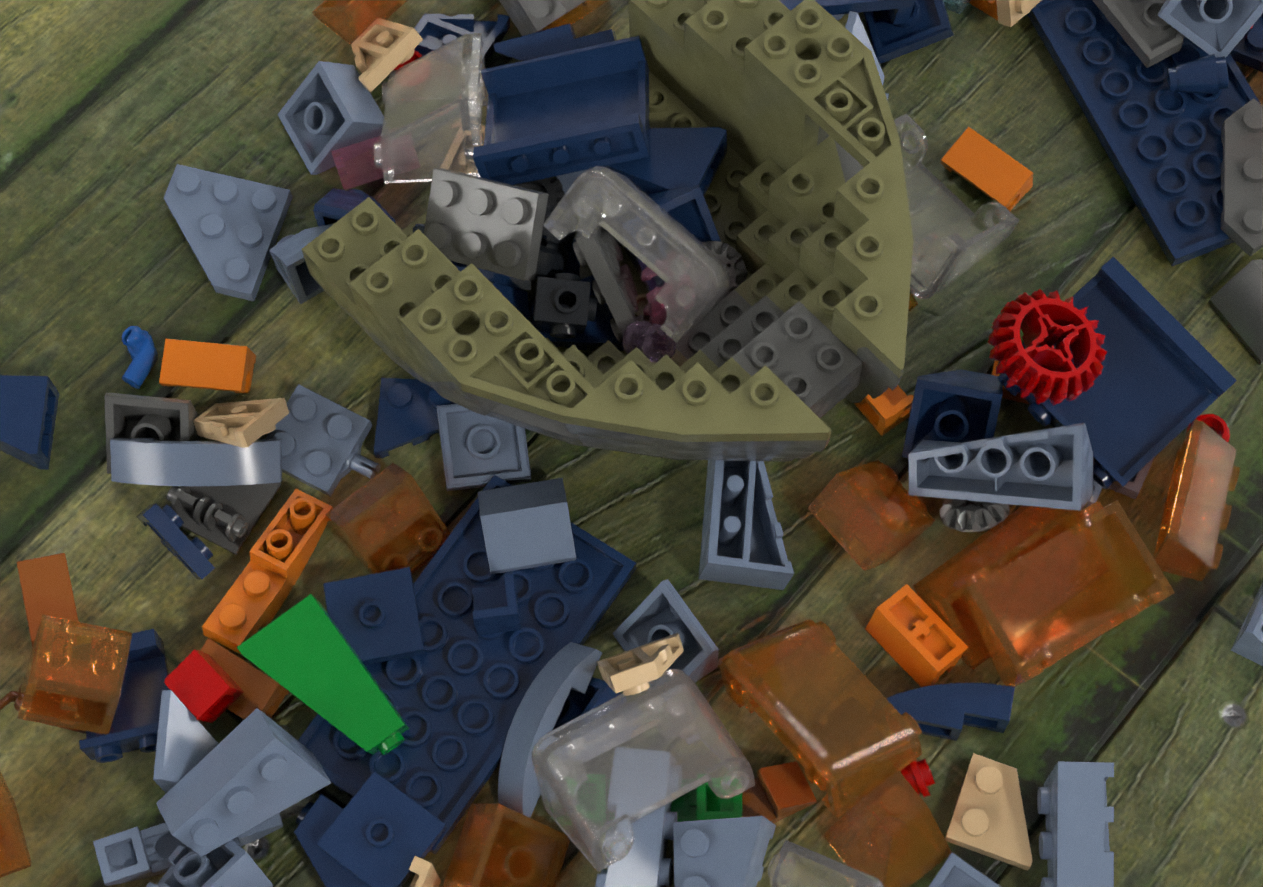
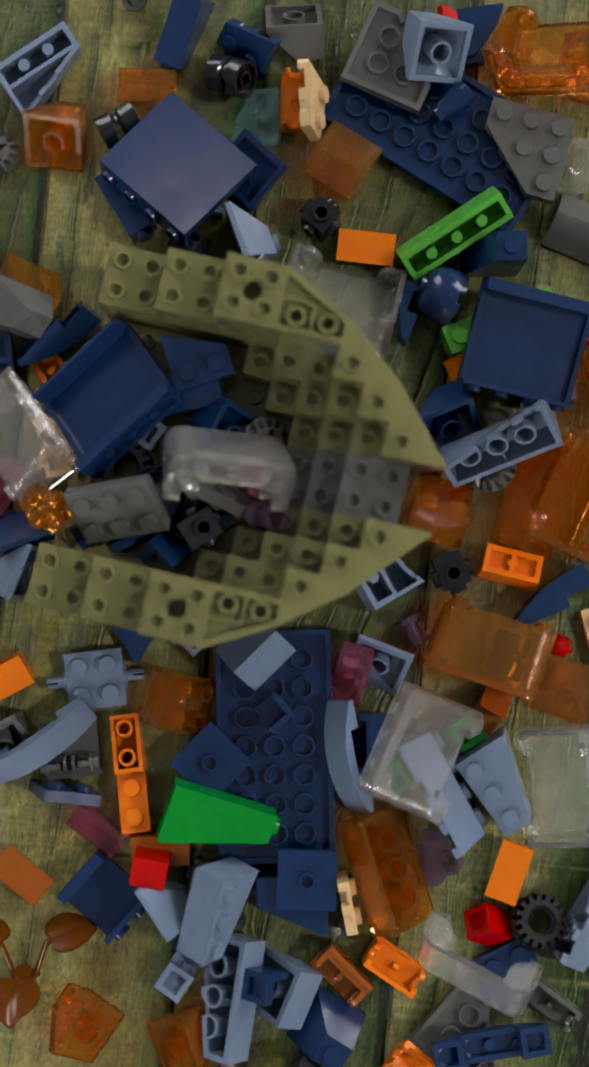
camera: 35 degrees left, 20 degrees up
(74, 675) = (76, 914): clear orange slope -> none
(176, 610) = (97, 829): none -> clear pink hinge
(241, 421) = (50, 702): tan wing -> none
(403, 189) = (45, 508): none -> clear orange brick
(630, 620) = (352, 671): none -> clear pink hinge
(637, 667) = (382, 698): tan wing -> none
(694, 134) = (196, 361): none -> dark blue wing
(738, 628) = (412, 630): none -> bush
(836, 591) = (462, 569): none -> black brick
(954, 108) = (320, 227): none -> black brick
(984, 271) = (405, 318): none -> dark blue slope
(1022, 63) = (342, 160): none -> clear orange slope
(1042, 262) = (439, 294): none -> dark blue cylinder
(1047, 324) = (507, 365): red gear -> none
(1104, 209) = (454, 232): none -> bright green brick
(1149, 253) = (495, 255): none -> dark blue slope

